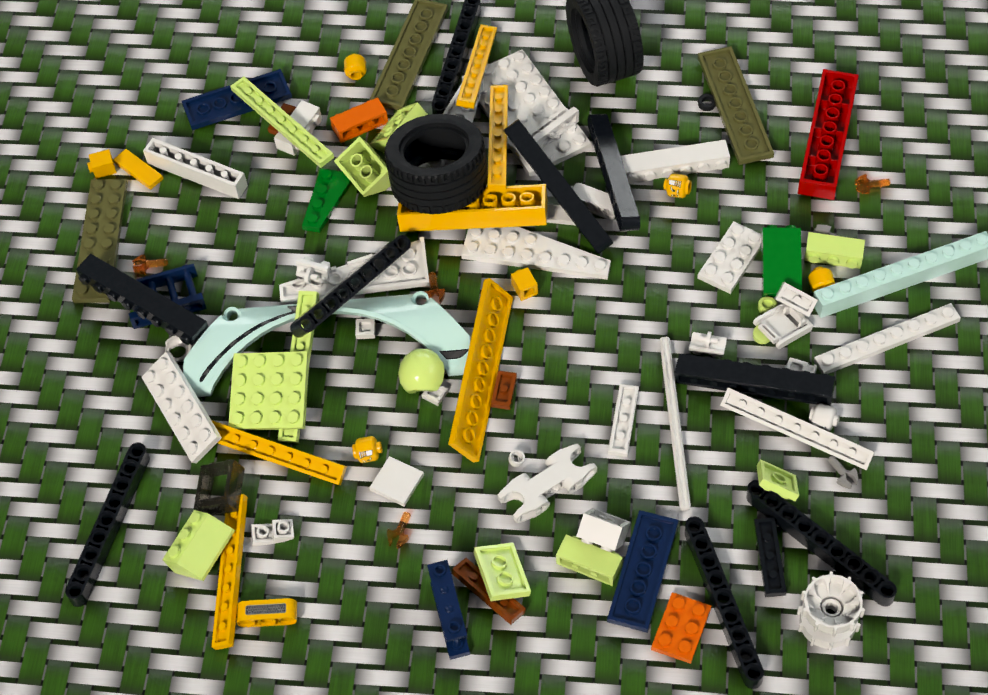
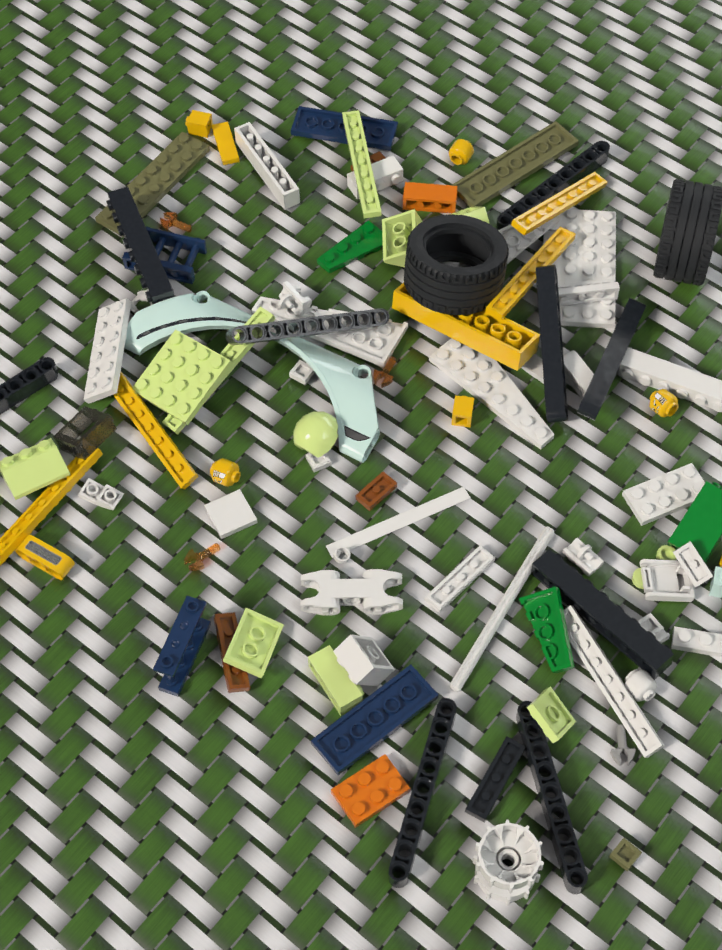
camera: 30 degrees right, 0 degrees up
(480, 371) = (366, 461): yellow plate -> none
(539, 404) = (401, 520): none -> white sticker
(718, 410) = (548, 620): none -> green wing
(906, 551) = (625, 854): none -> olive plate

